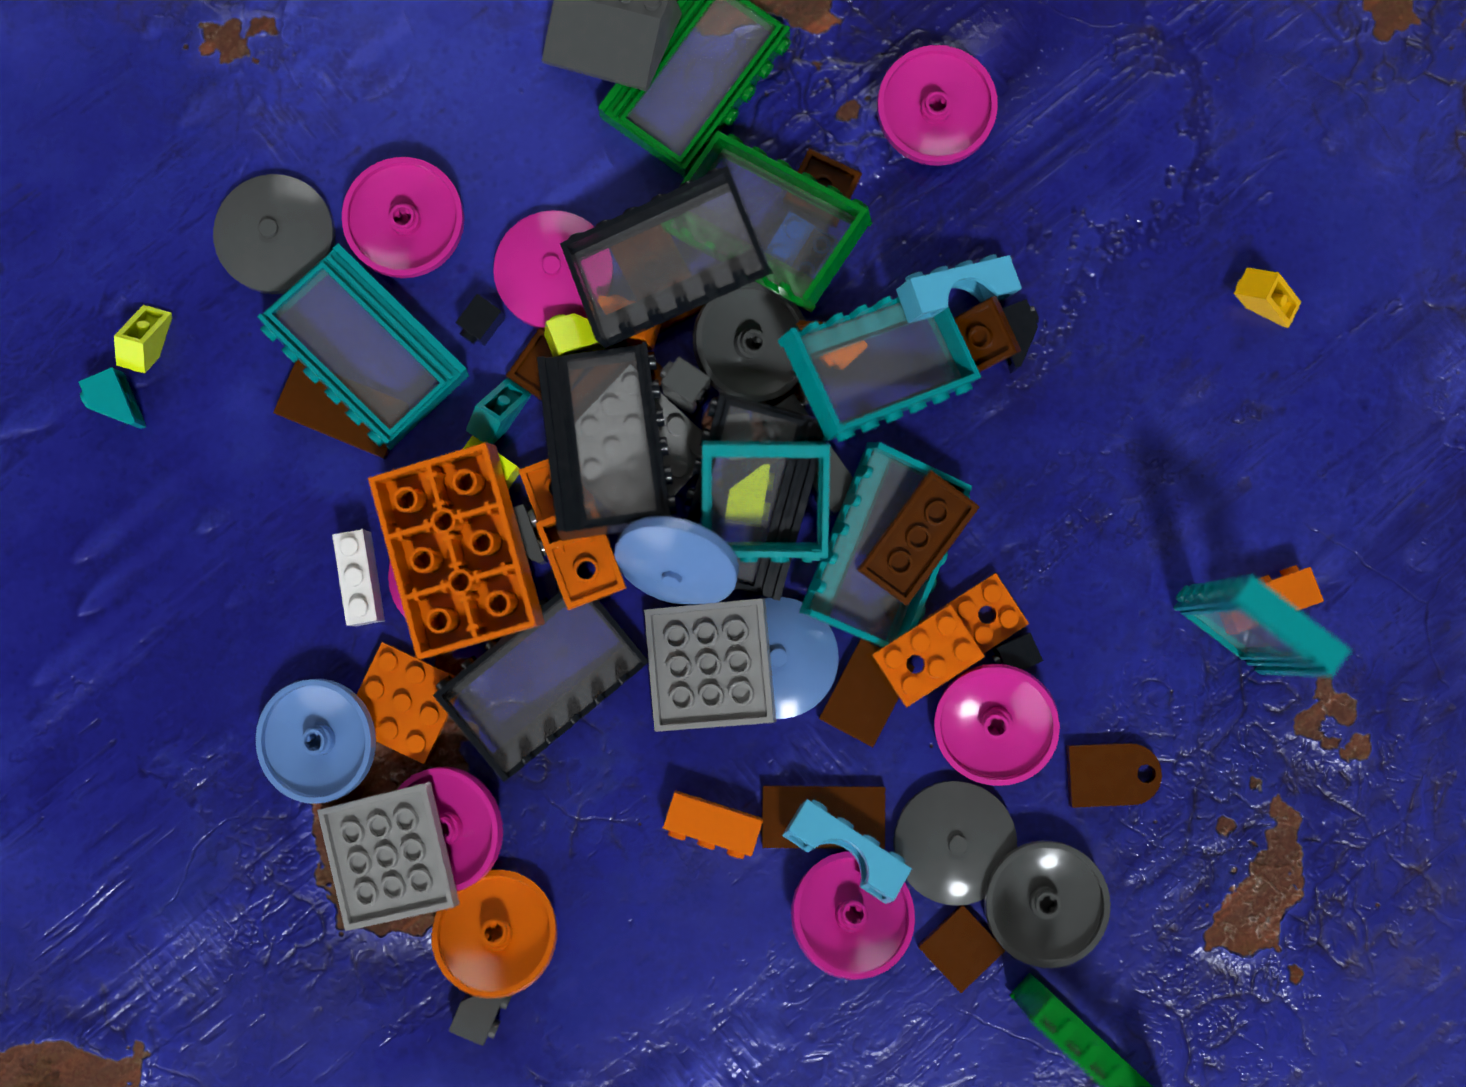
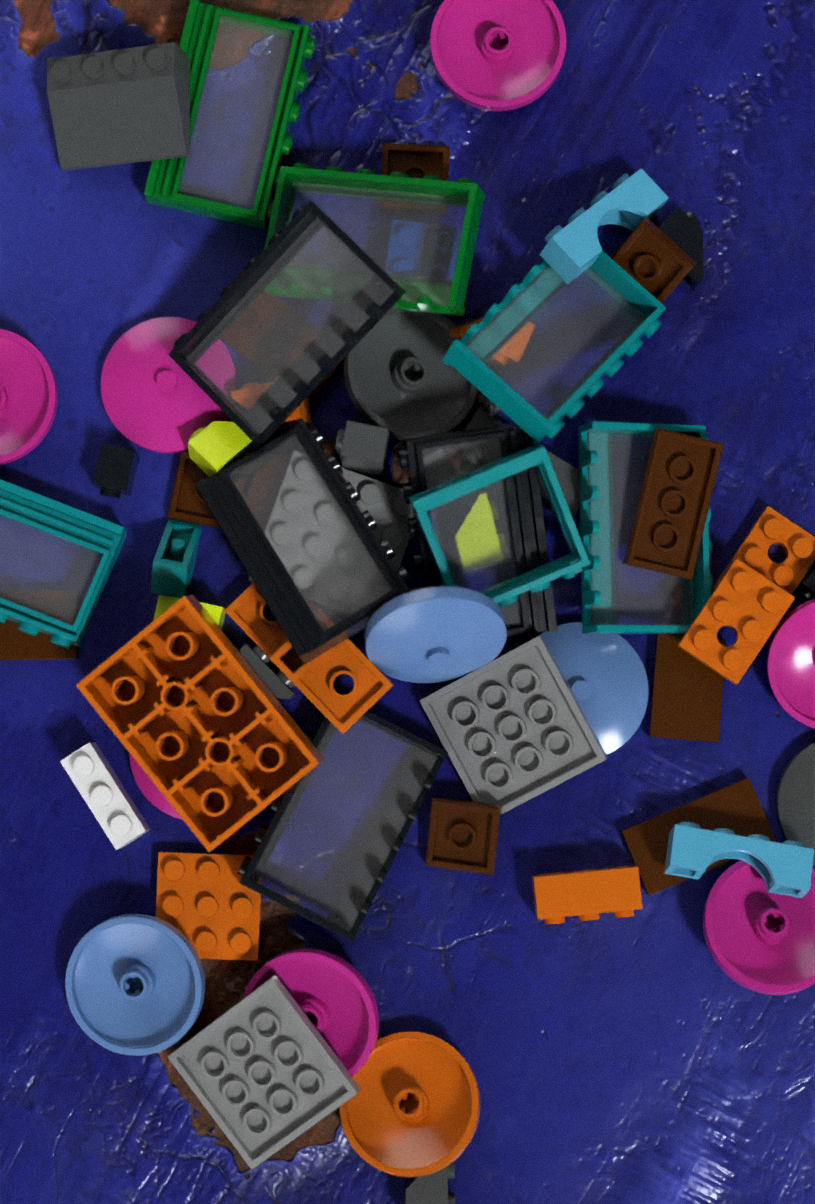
camera: 20 degrees left, 0 degrees up
(632, 734) = (463, 835): none -> reddish brown tile

